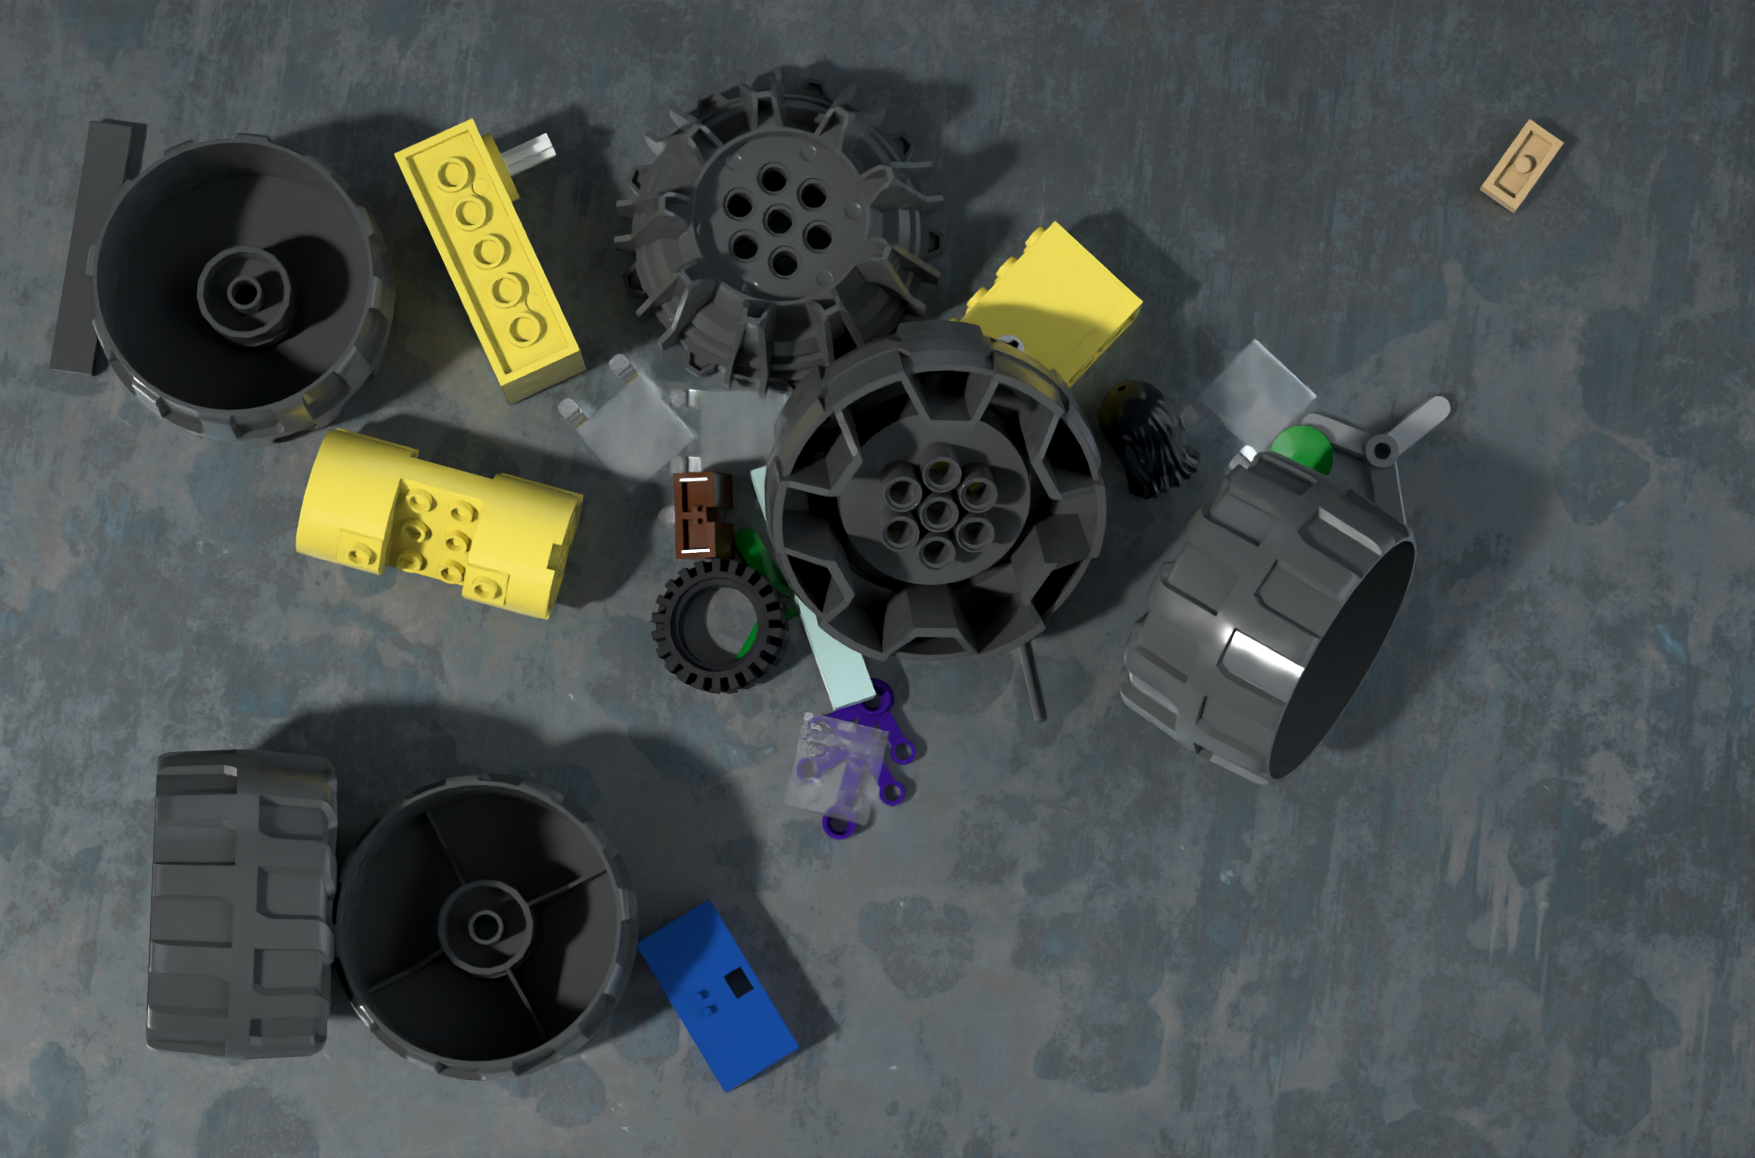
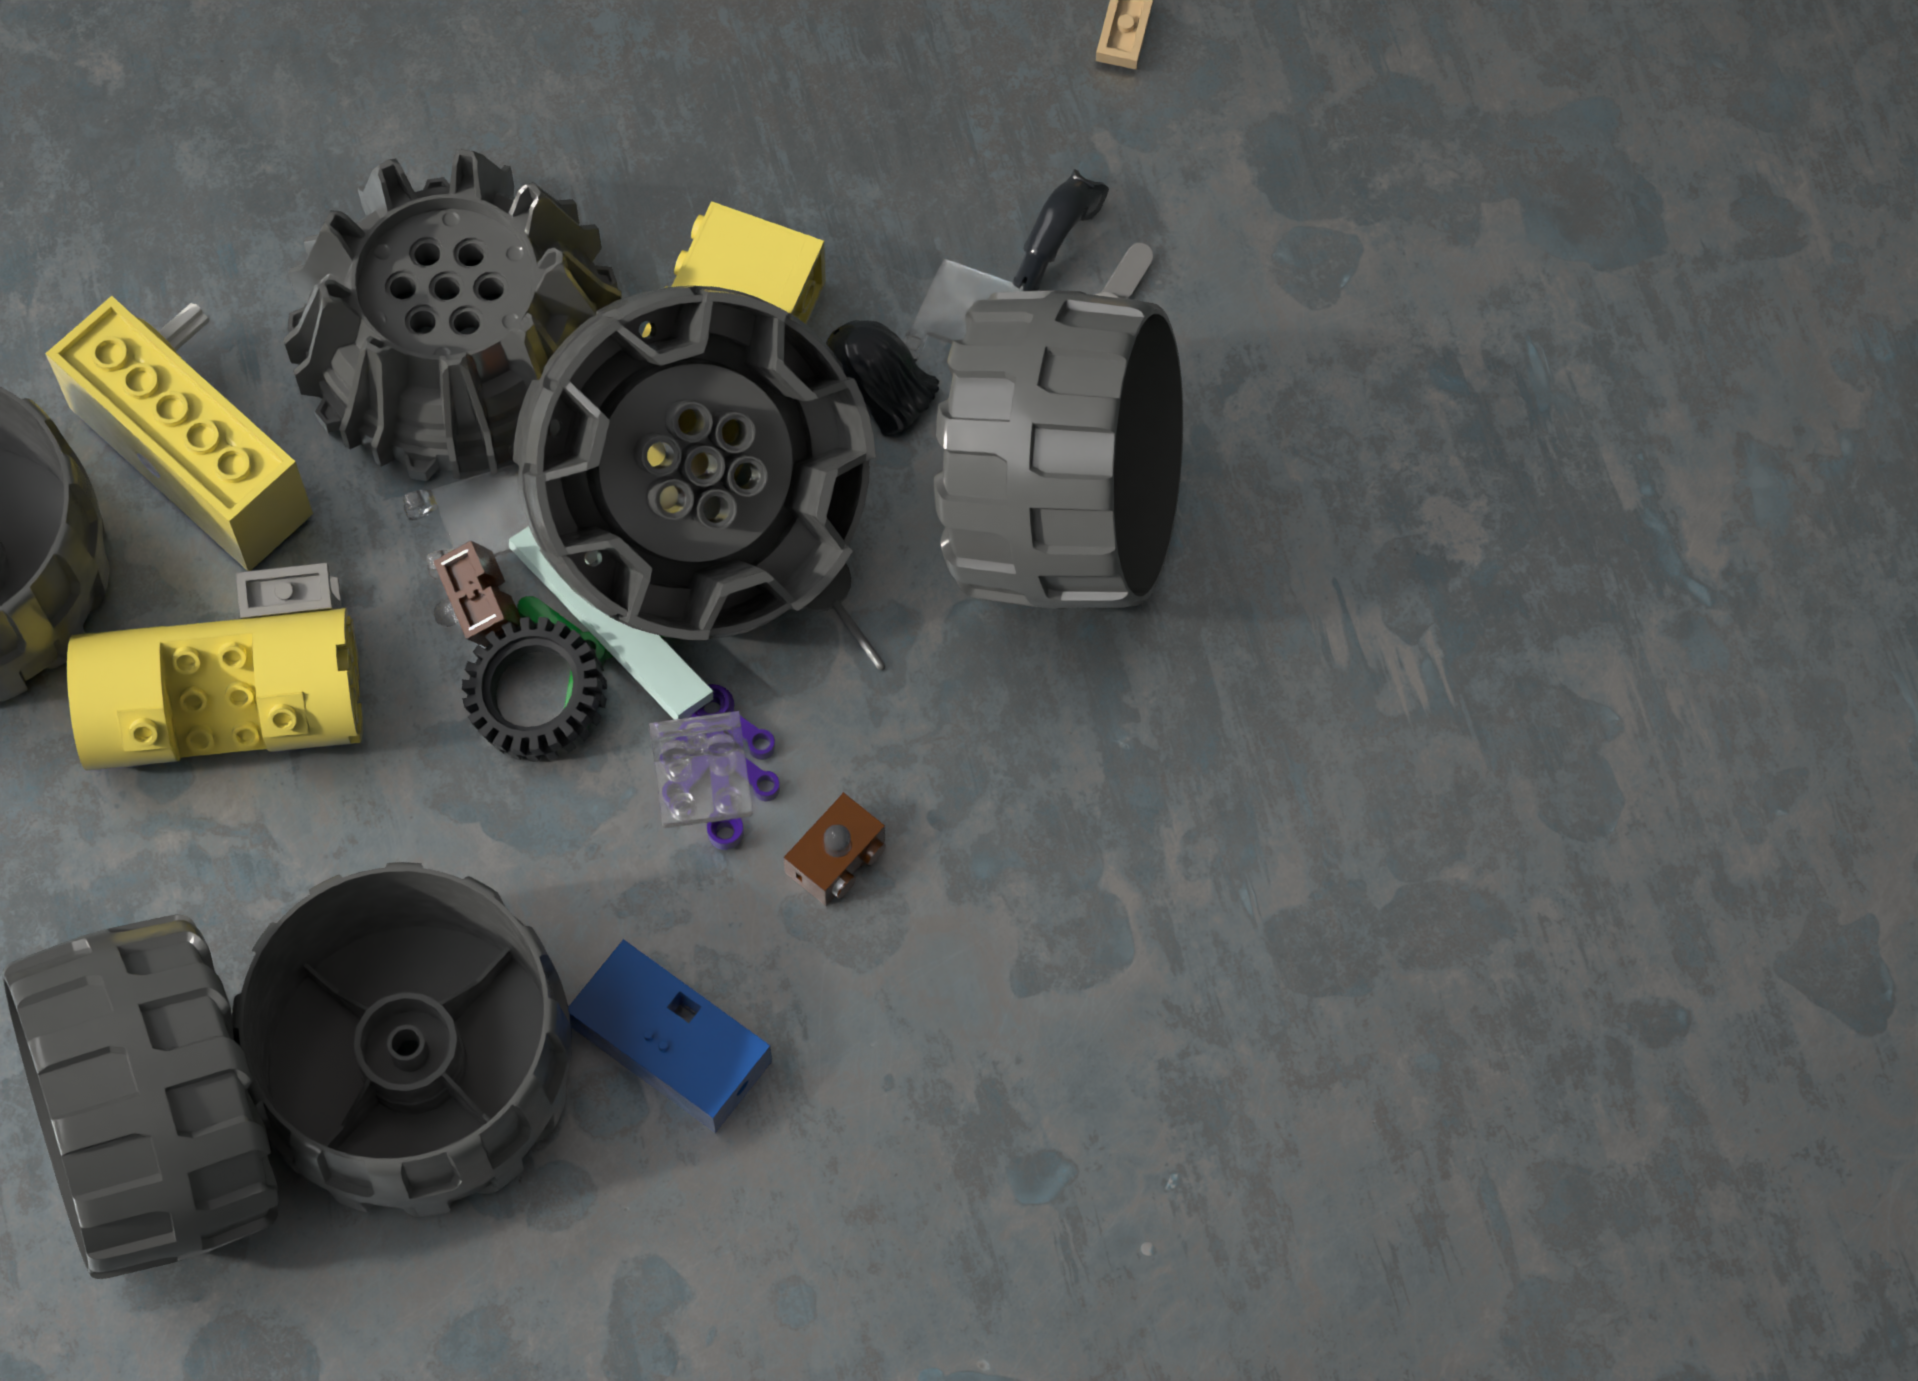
camera: 20 degrees left, 15 degrees down
(533, 460) = (287, 590): none -> light grey panel
(632, 431) = (378, 551): clear flag -> none
(928, 881) = (834, 850): none -> reddish brown piece
(1370, 353) = (1070, 202): none -> black piece

